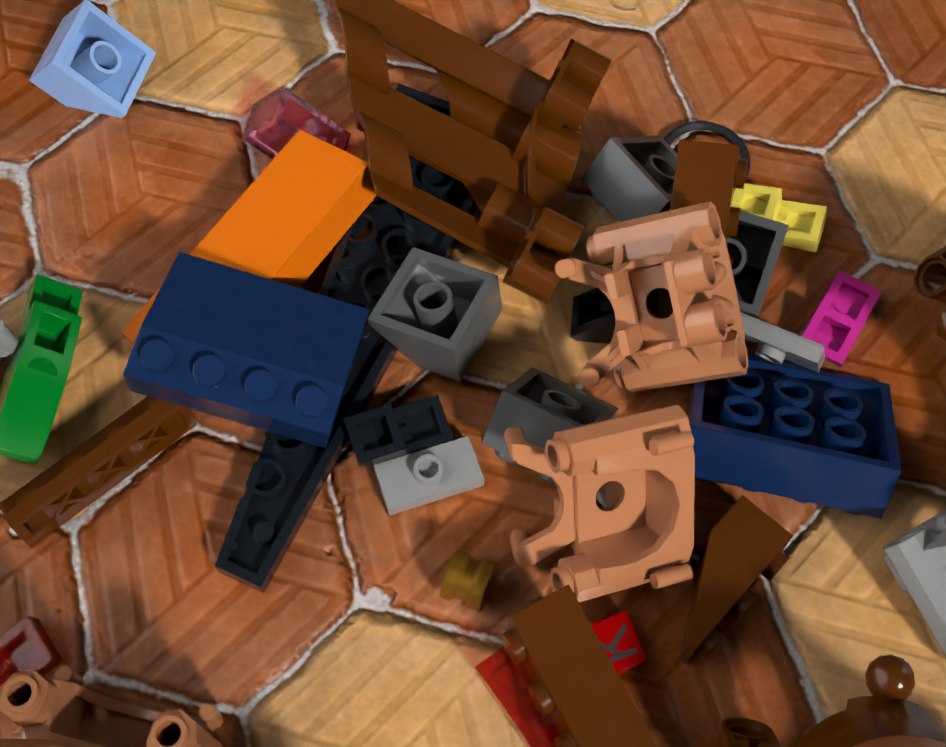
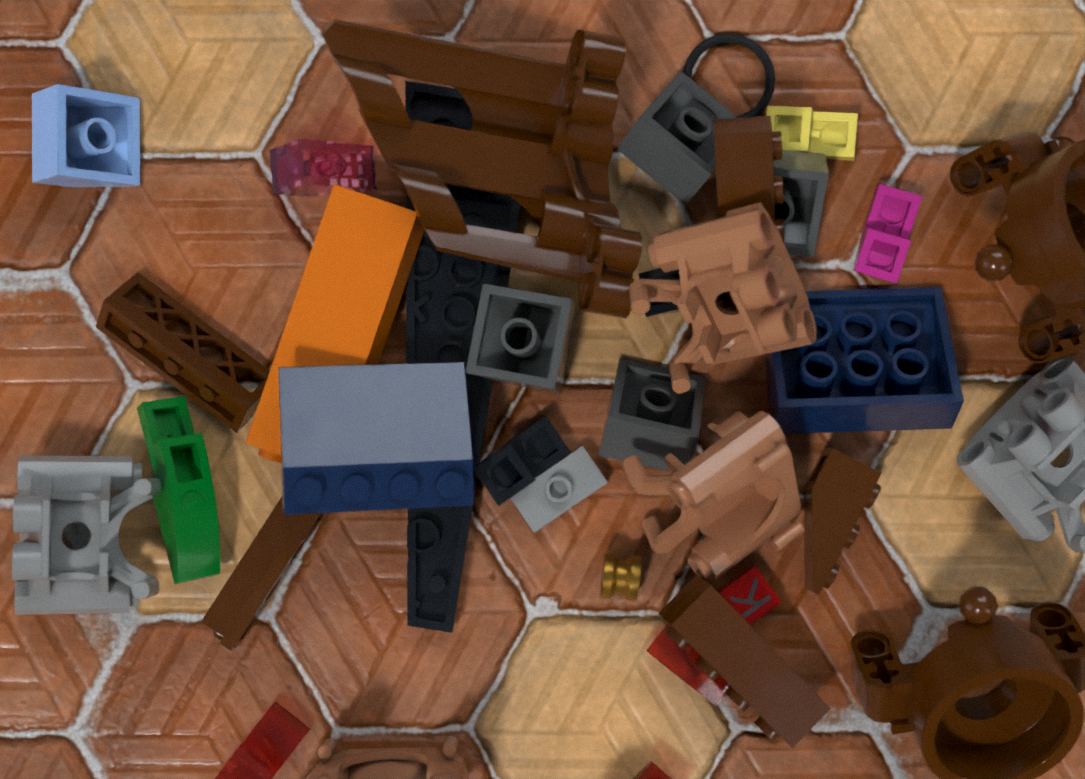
camera: 15 degrees left, 25 degrees up
(91, 251) = (178, 356): none -> reddish brown fence
(779, 344) = (837, 283): light grey plate -> none

